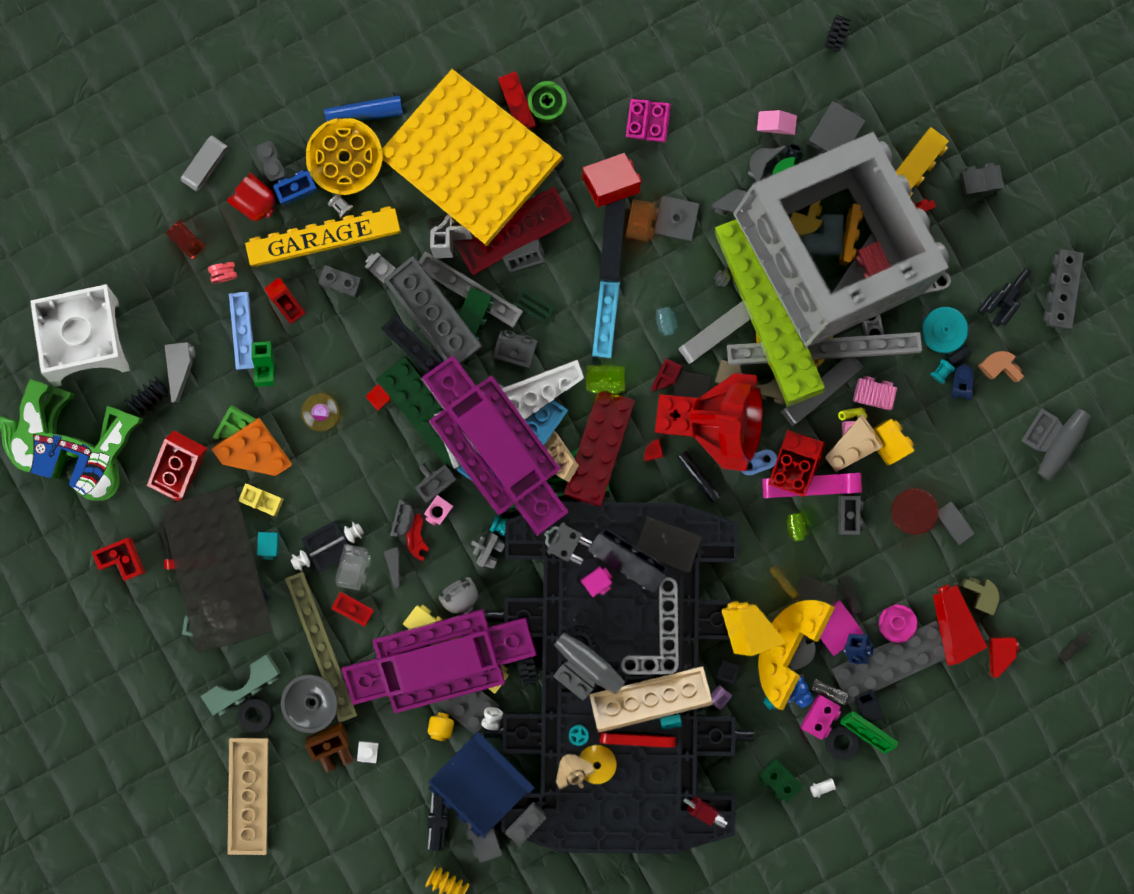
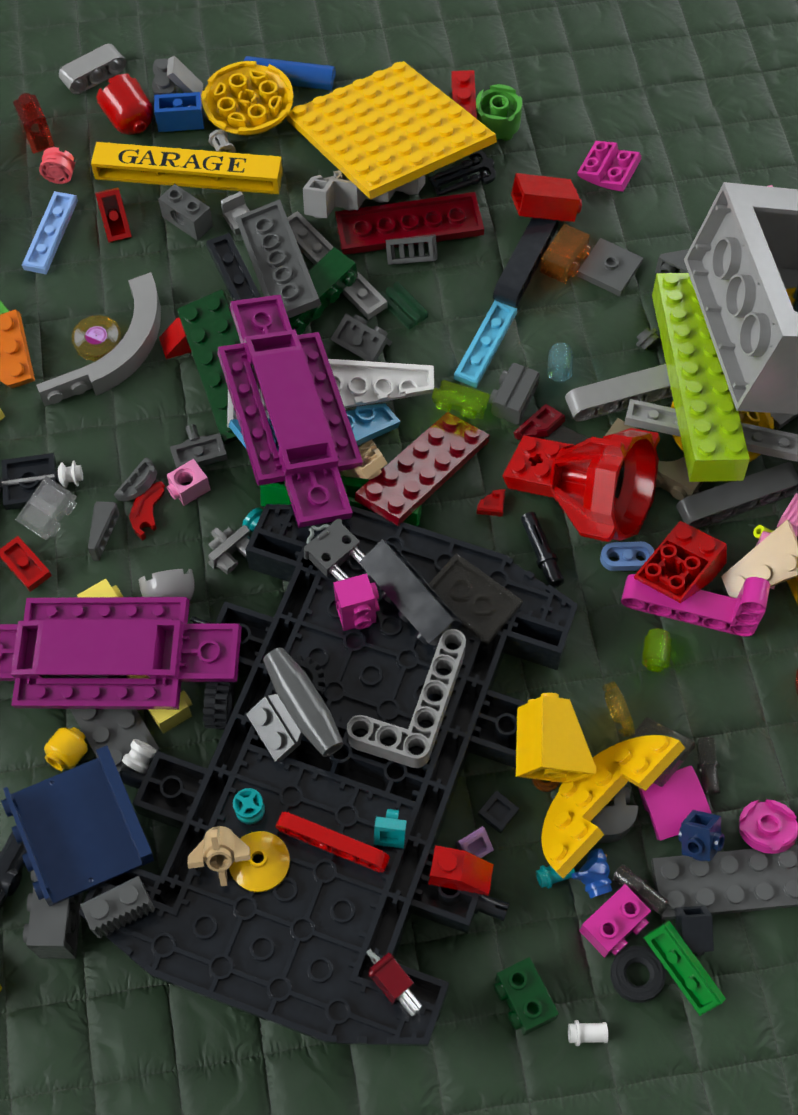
camera: 25 degrees right, 25 degrees down
(263, 363) = (56, 263): green brick -> none
(287, 155) = (182, 76): none -> light grey tile
(353, 414) = (123, 359): none -> light grey arch
(641, 358) = (514, 393): none -> dark grey brick
(651, 699) = (372, 788): tan plate -> none
(720, 728) = (460, 871): none -> red slope
(849, 515) = (736, 655): dark grey brick -> none

